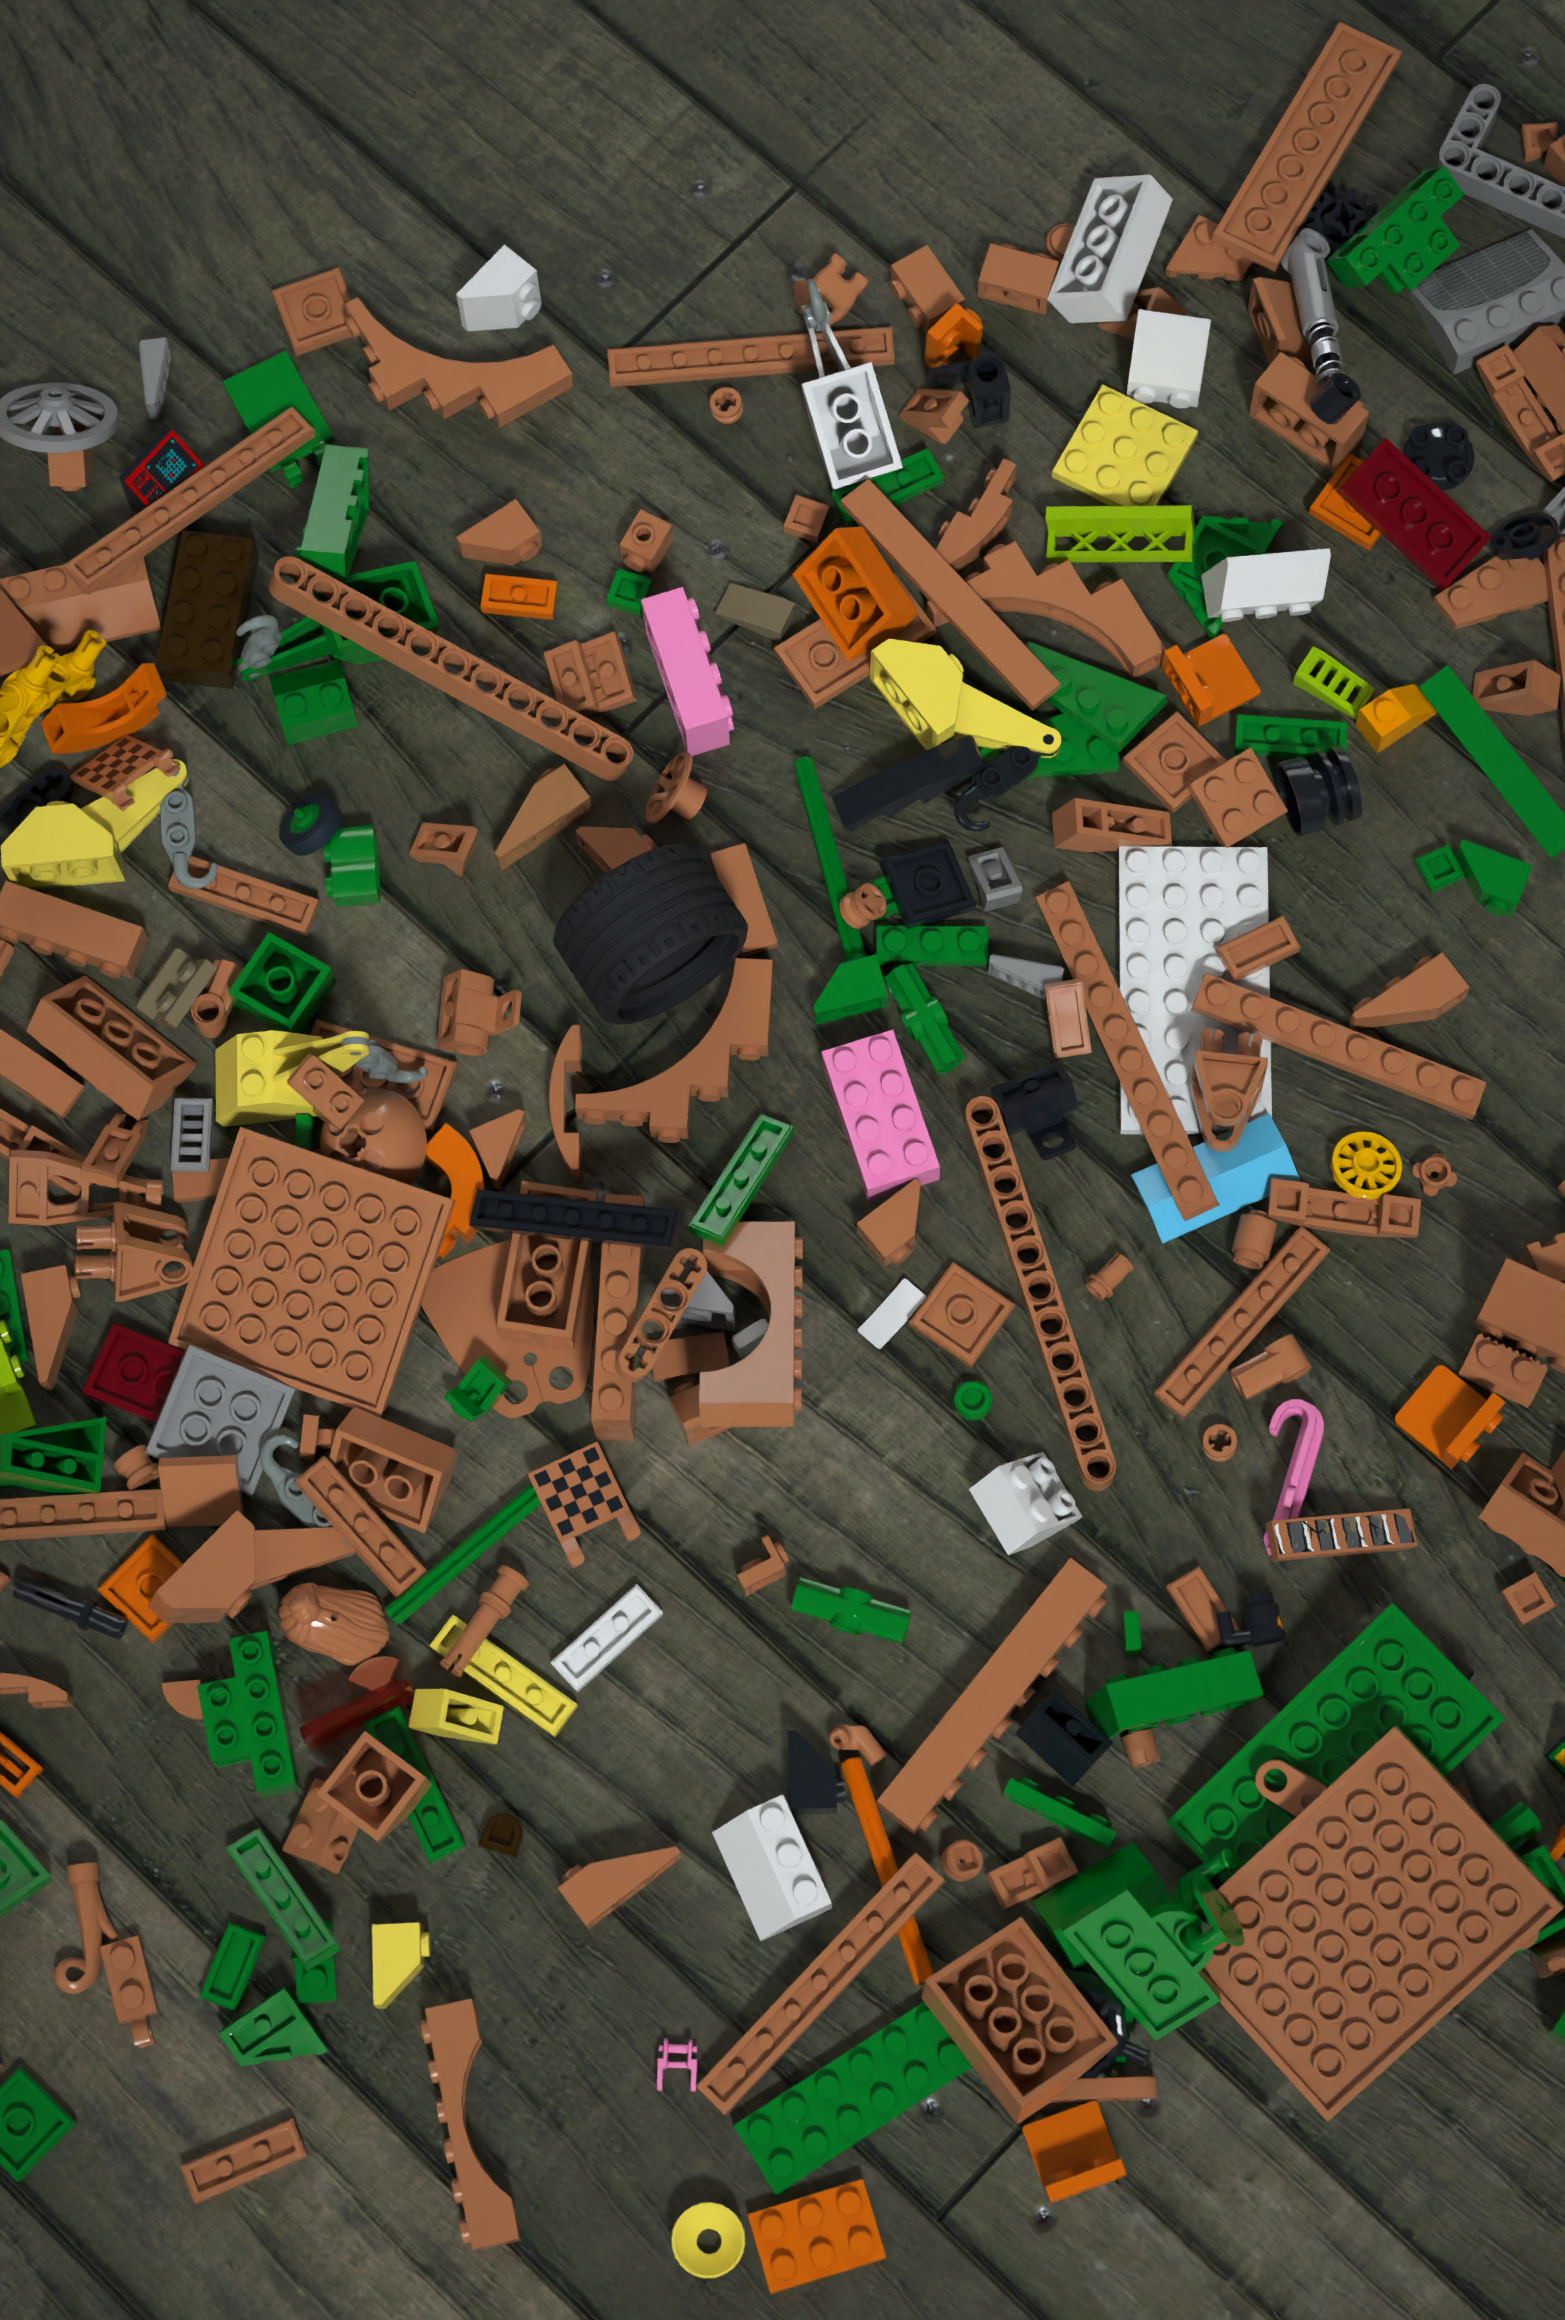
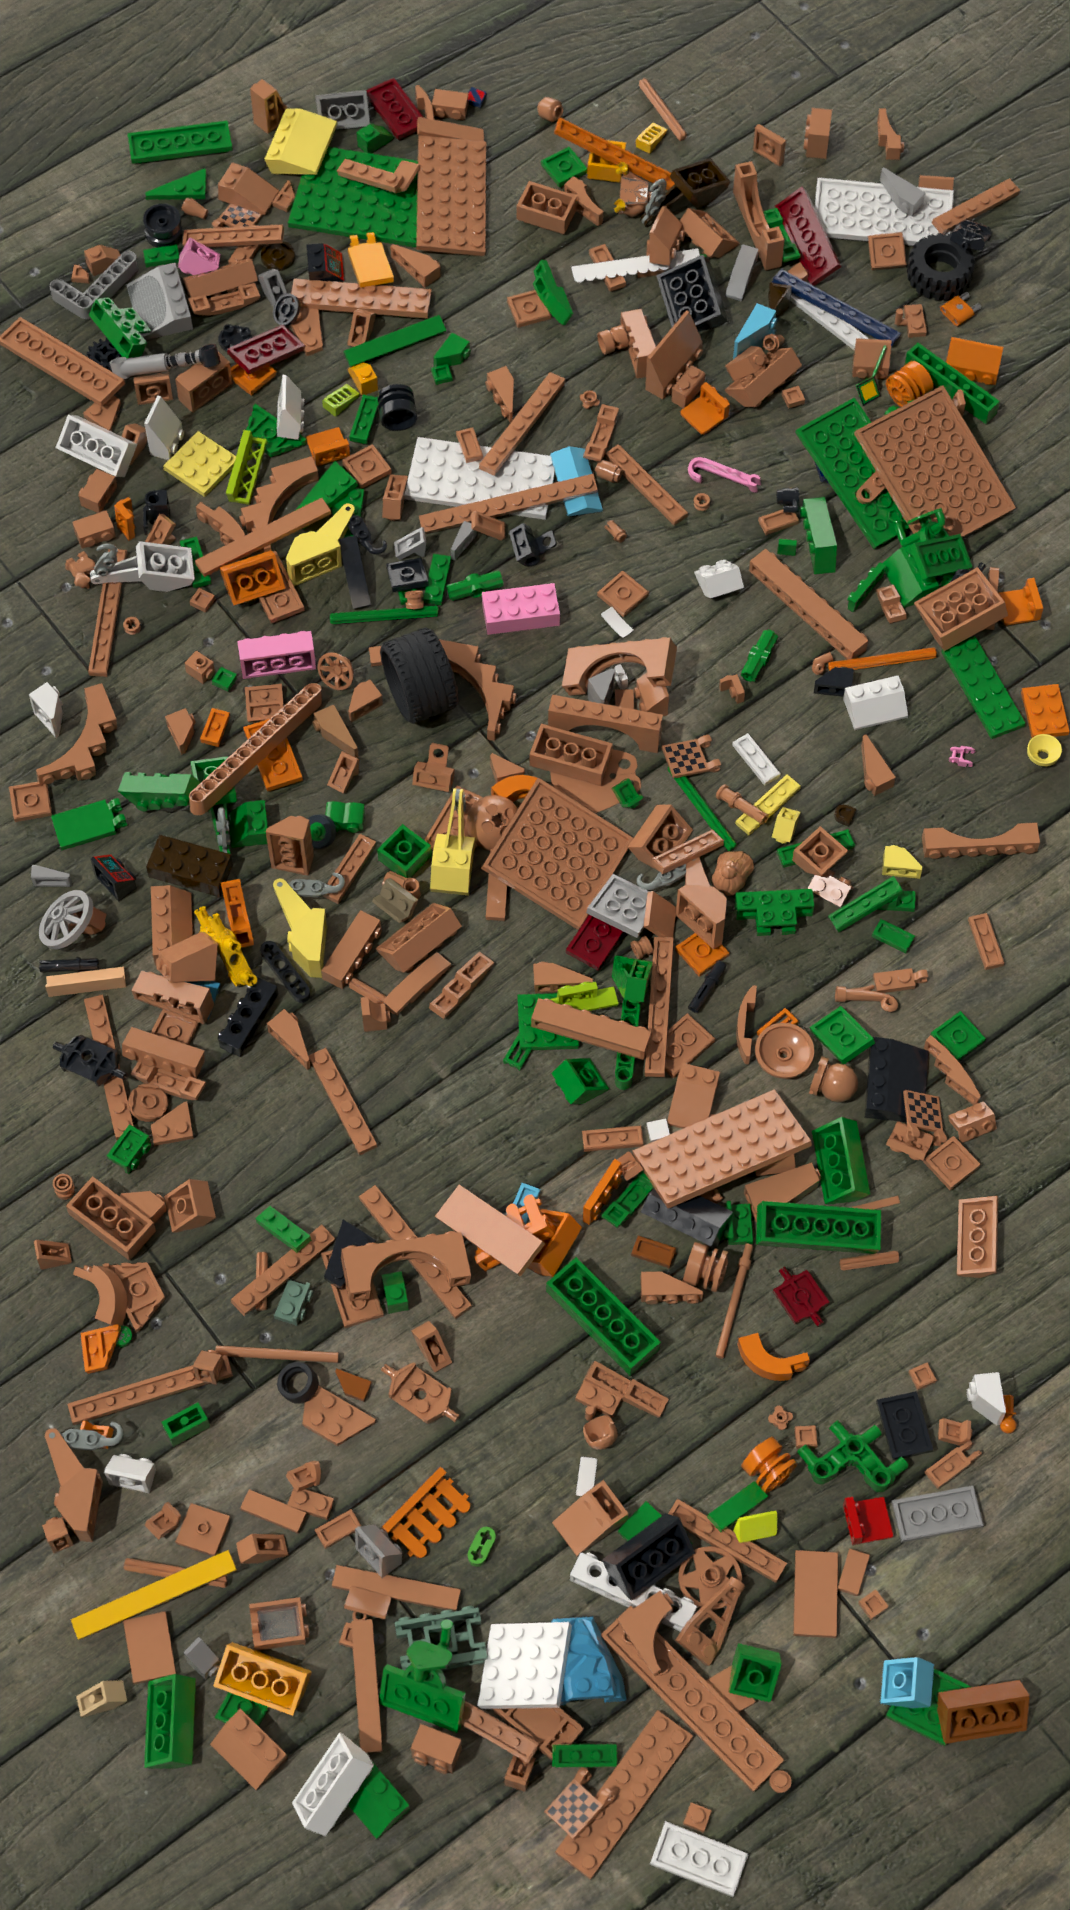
camera: 85 degrees left, 10 degrees down
(30, 1191) = (485, 975): nougat plate -> none
(113, 1152) = (478, 934): nougat hinge -> none
(120, 766) = (270, 910): nougat flag -> none
(136, 1252) = (534, 933): nougat piece -> none
(184, 1698) = (759, 941): nougat tile -> none
(189, 501) = (130, 861): nougat tile -> none
(192, 1106) = (468, 897): light grey slope -> none
(241, 775) = (291, 845): none -> nougat slope
(272, 2031) = (927, 919): green wing -> none
(305, 1130) = (481, 853): green tile -> none
(314, 1438) = (639, 867): nougat tile -> none
(325, 1091) = (476, 822): nougat bracket -> none
(356, 1713) = (780, 861): clear red piece -> none
(374, 1672) = (760, 858): nougat tile -> none
(450, 731) = (279, 766): none -> orange plate
(567, 1060) = (486, 742): nougat slope -> none
(577, 1219) = (558, 725): black tile -> none
(663, 1316) = (632, 703): nougat beam -> none
(741, 1179) = (543, 668): green tile -> none
(757, 611) = (247, 625): dark tan slope -> none
(820, 1984) = (933, 689): nougat plate -> none
(852, 990) = (454, 612): green slope -> none
(892, 1226) = (576, 611): nougat slope -> none
(962, 1860) = (881, 629): nougat tile -> none
(973, 1400) = (665, 595): green tile -> none
(1044, 1309) = (610, 562): nougat beam -> none
(1058, 241) = (81, 471): nougat piece -> none
(1063, 1738) = (832, 577): black brick -> none
(1141, 1748) = (842, 552): nougat hose -> none
(1226, 1086) = (537, 462): nougat piece -> none
(1237, 798) = (391, 443): nougat plate -> none
(1279, 1363) = (670, 472): nougat piece -> none
(1341, 1534) = (755, 457): tile -> none
(1366, 1165) = (580, 424): yellow wheel -> none

